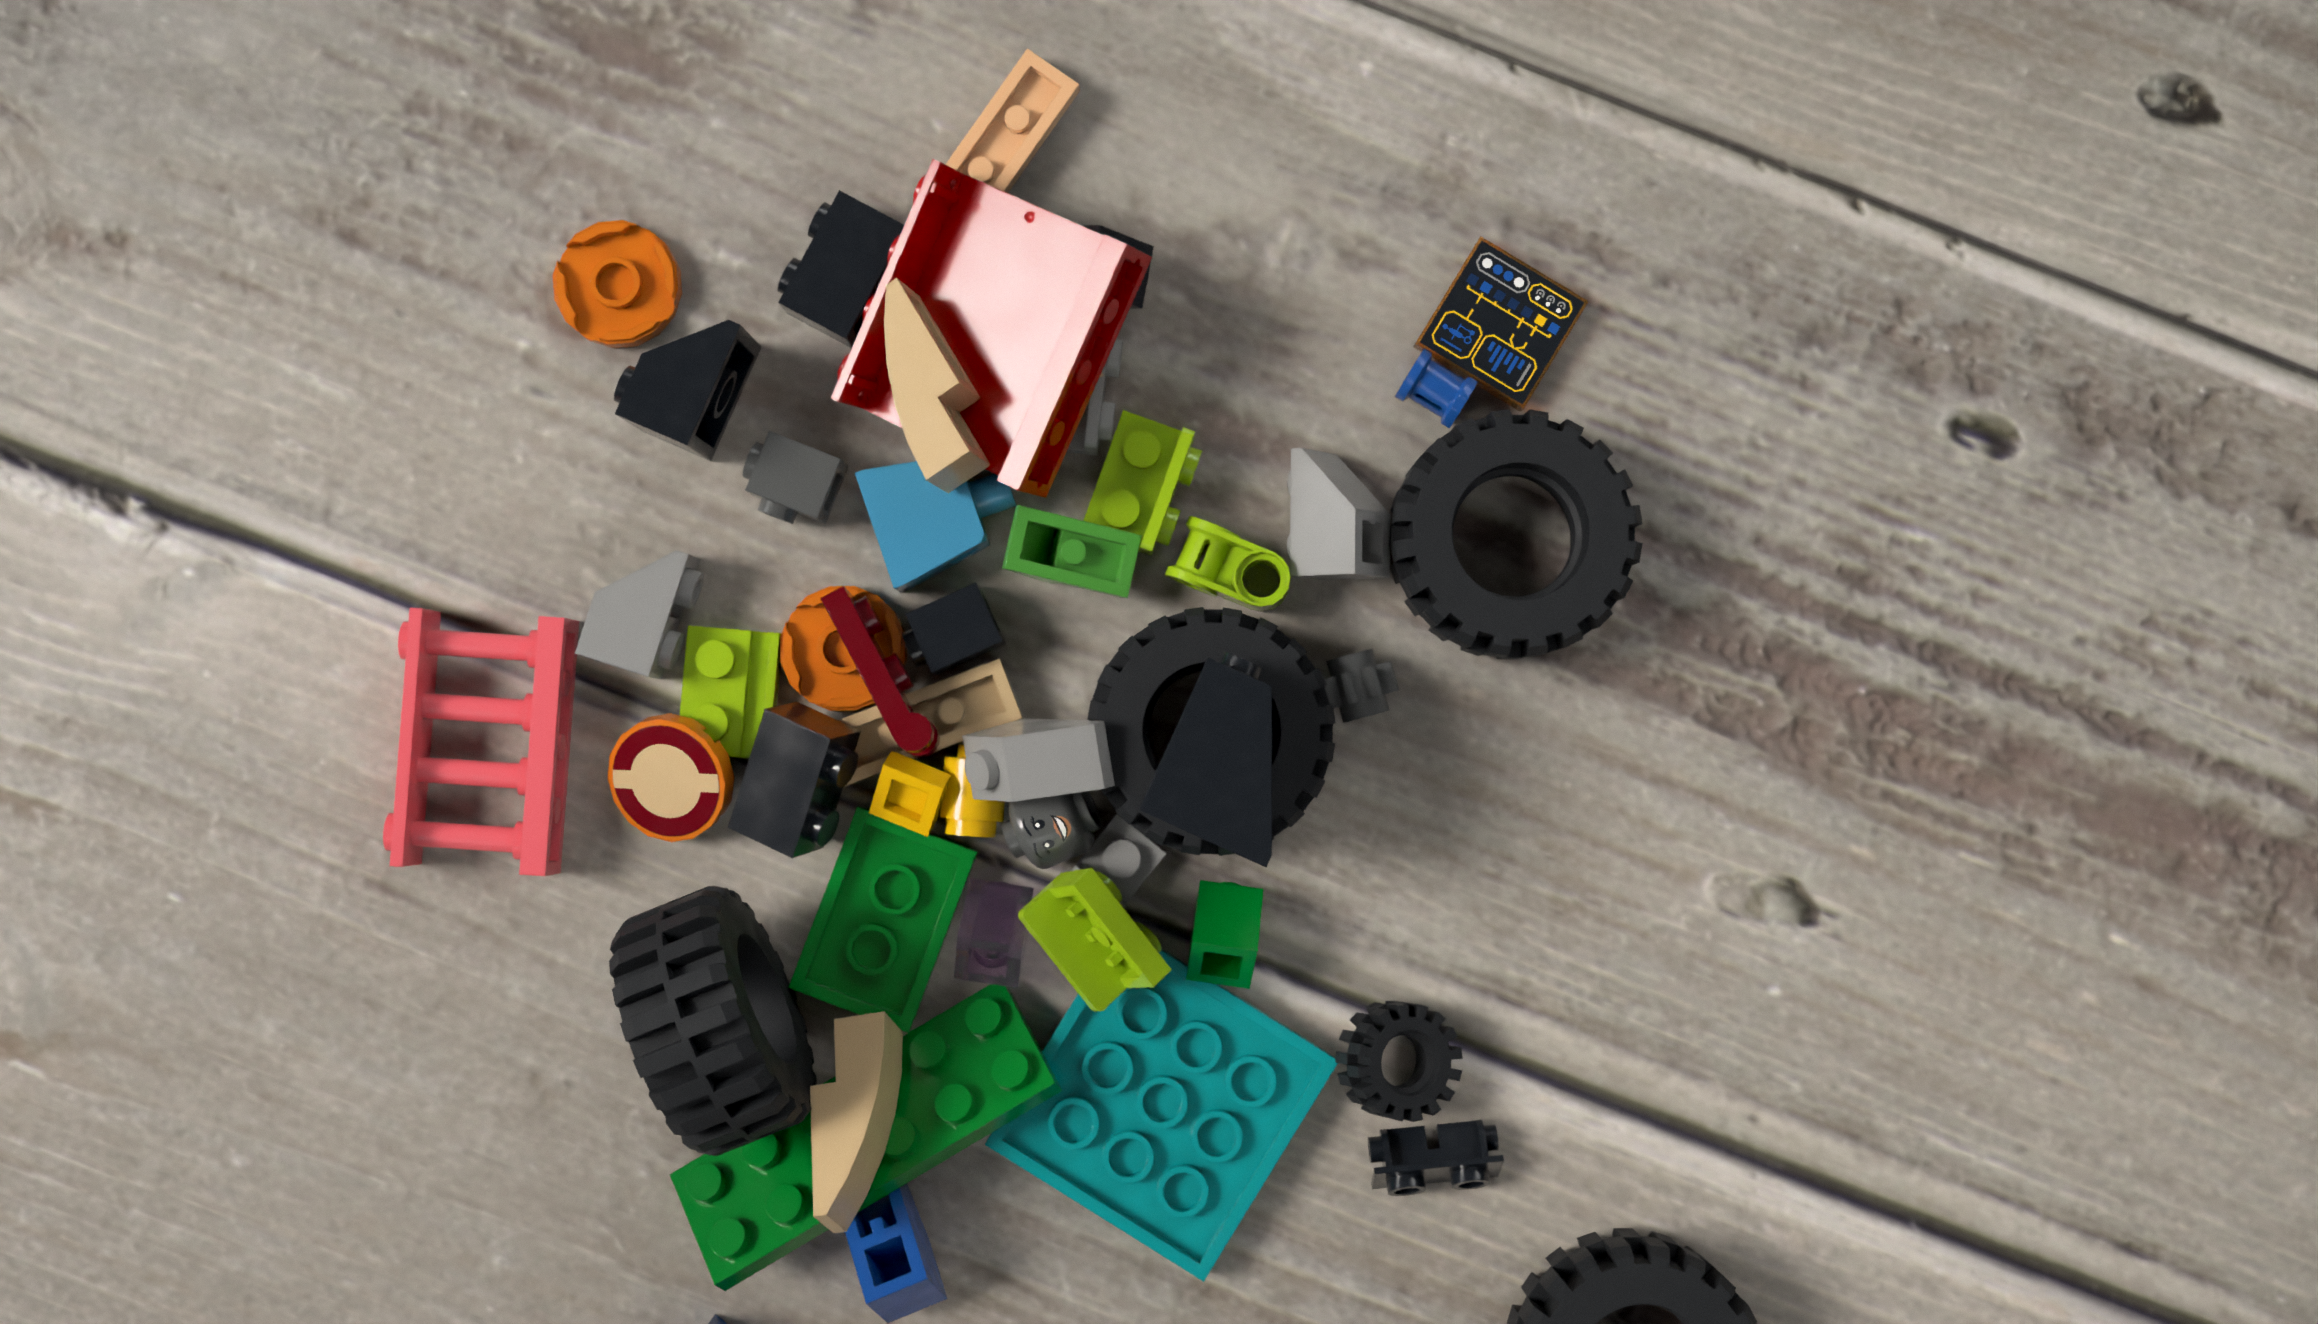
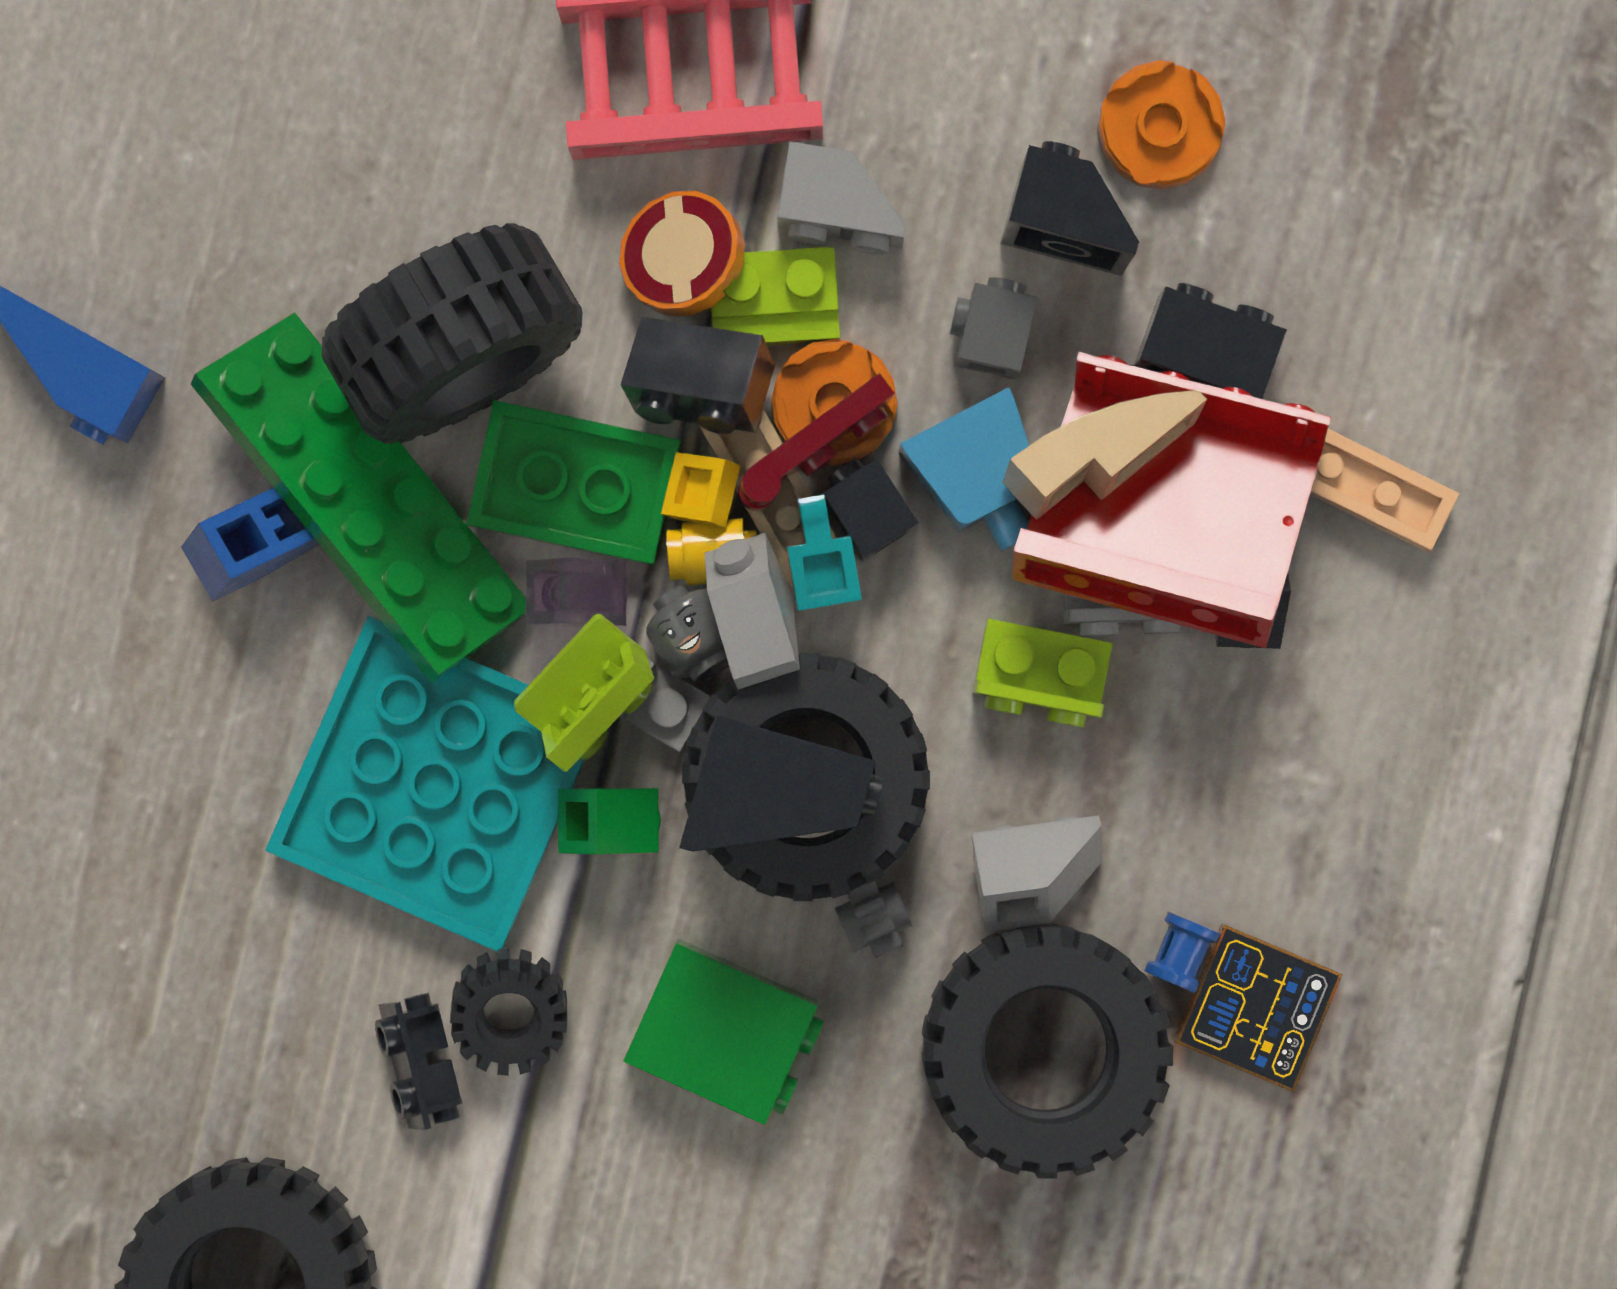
camera: 85 degrees right, 0 degrees up
(854, 1116) = (378, 483): tan slope -> none
(1006, 683) = (823, 566): none -> teal plate
(1071, 552) = (962, 612): bright green slope -> none
(1226, 565) = (973, 767): lime piece -> none
(1451, 849) = (724, 1033): none -> green brick

